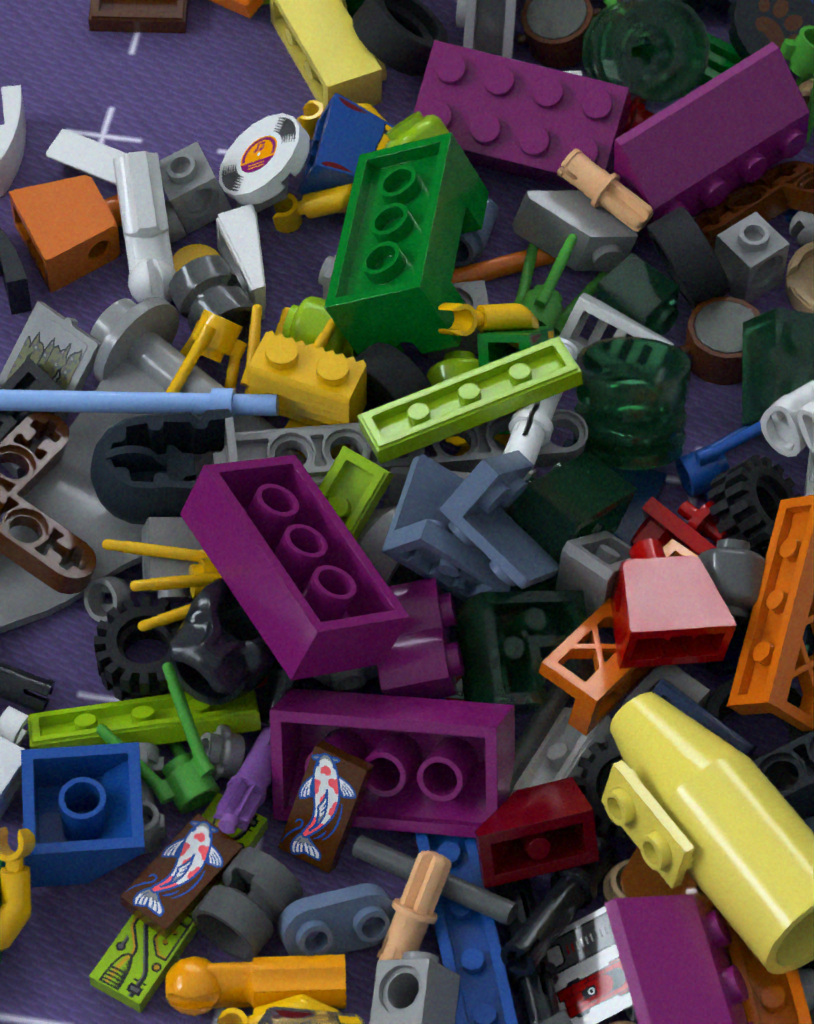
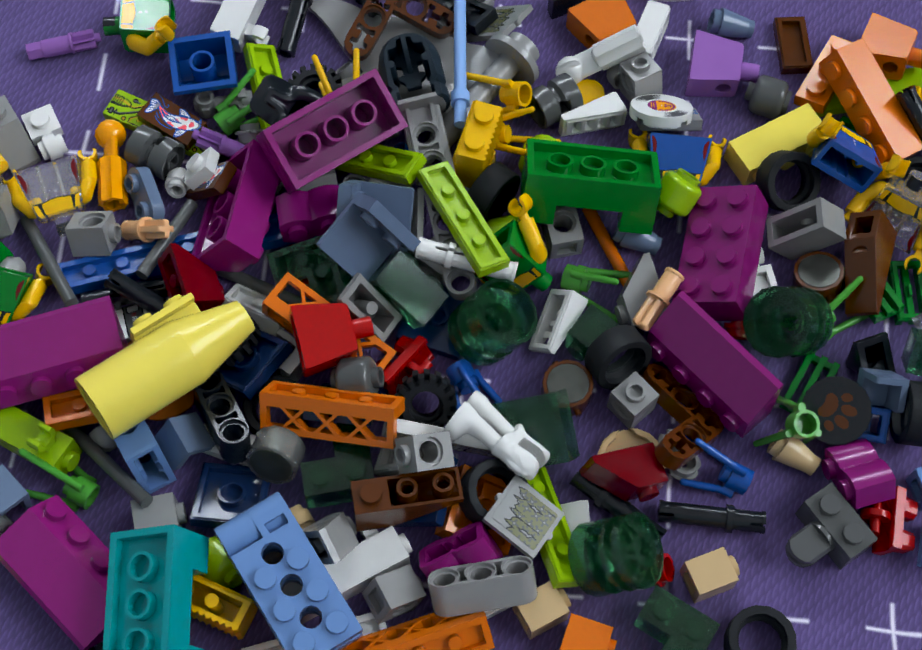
camera: 85 degrees right, 10 degrees up
(93, 75) = (730, 24): none -> sand blue cone
(171, 97) = (717, 67): none -> medium lavender torso
(237, 43) = (768, 96): none -> dark grey head
(303, 820) = (199, 169): none -> white plate

